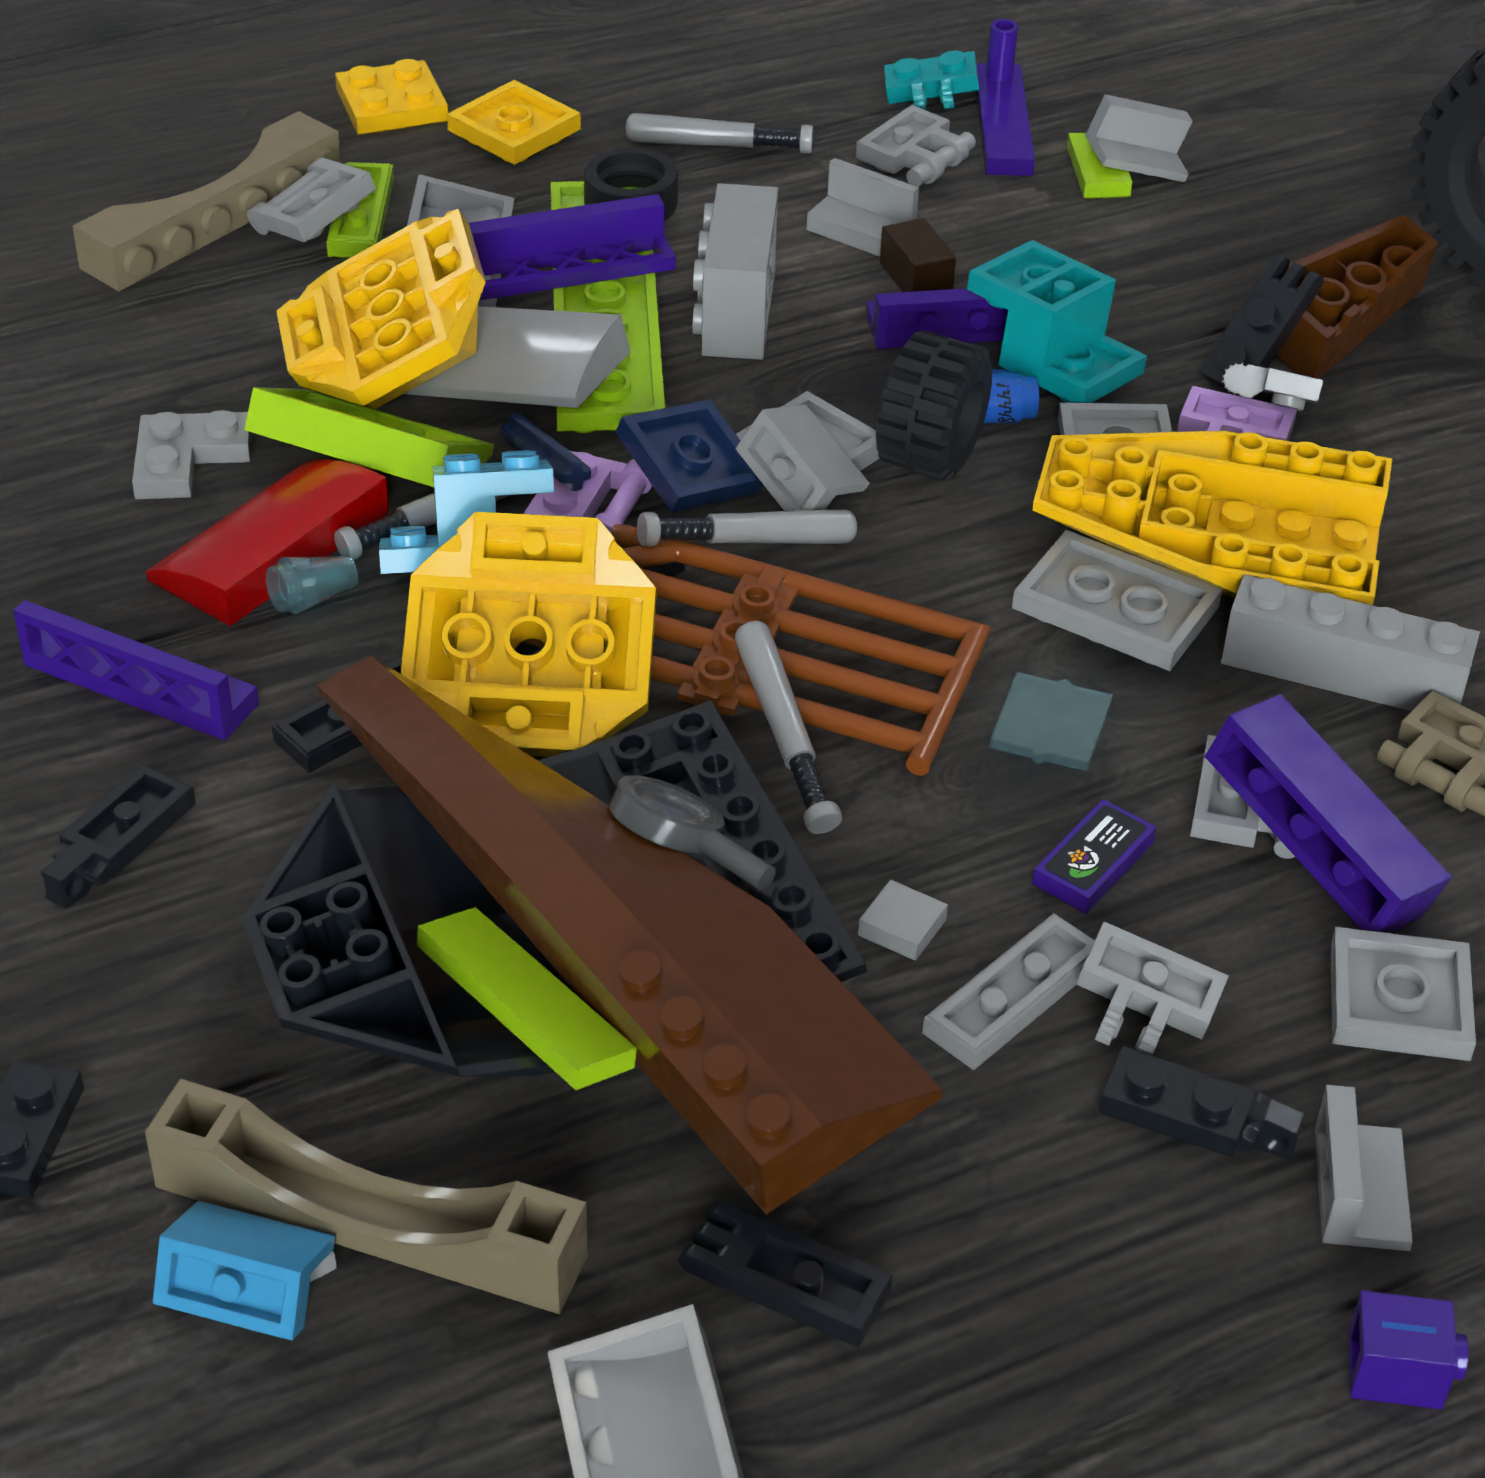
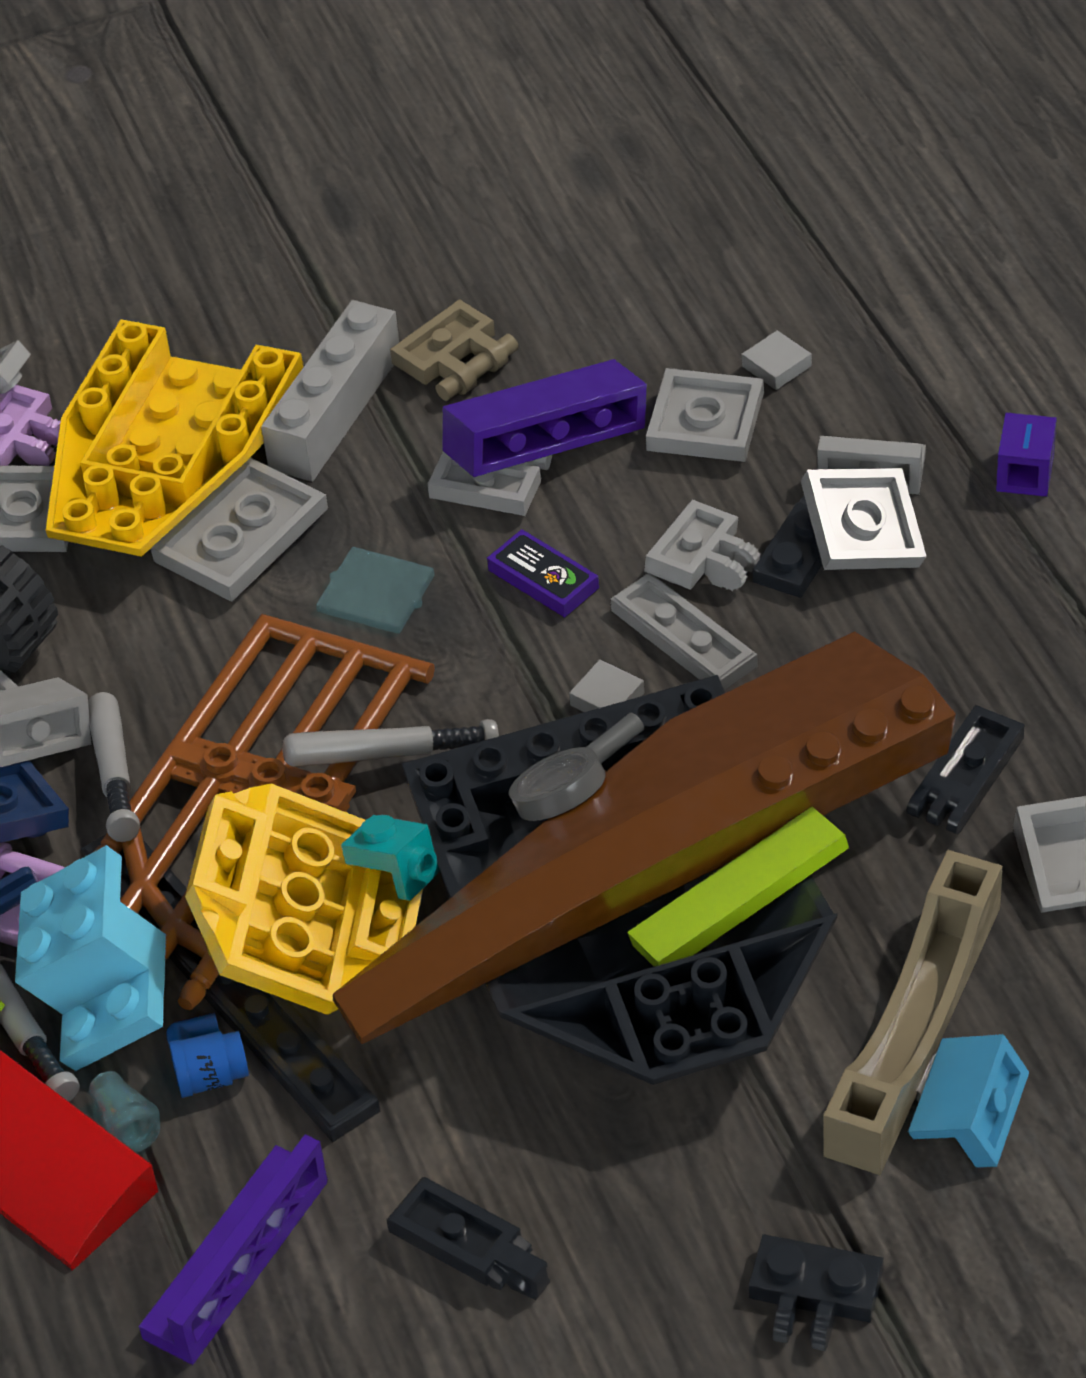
camera: 80 degrees left, 5 degrees up
(364, 623) = (204, 1055): none -> blue piece
(577, 701) = (397, 848): none -> teal bracket
(1217, 1145) = (863, 518): none -> plate

